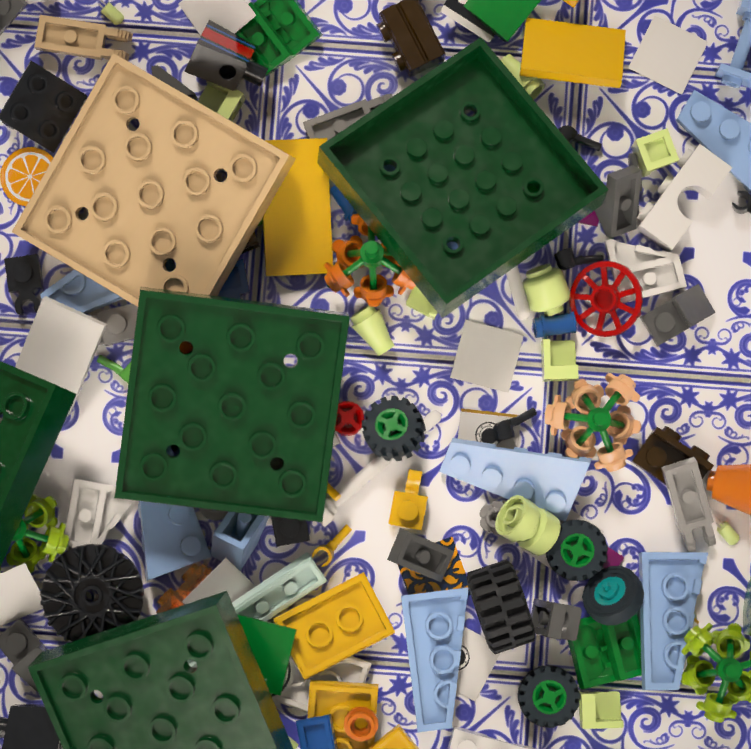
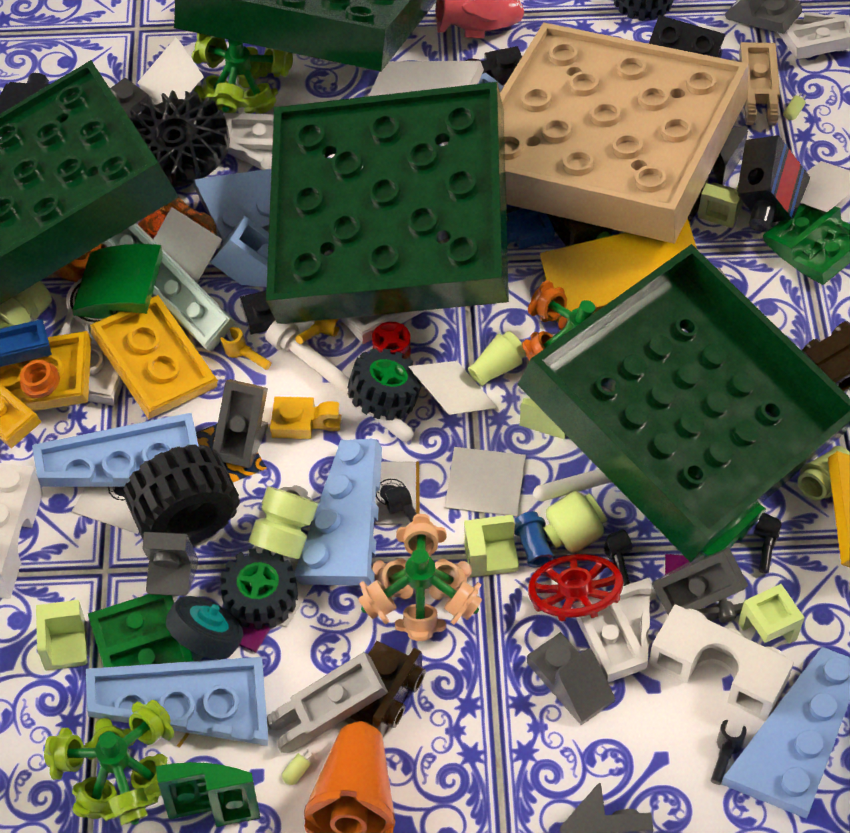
camera: 80 degrees right, 30 degrees down
(400, 371) = (452, 387): none -> white sticker
(553, 707) = (80, 563): black wheel -> none

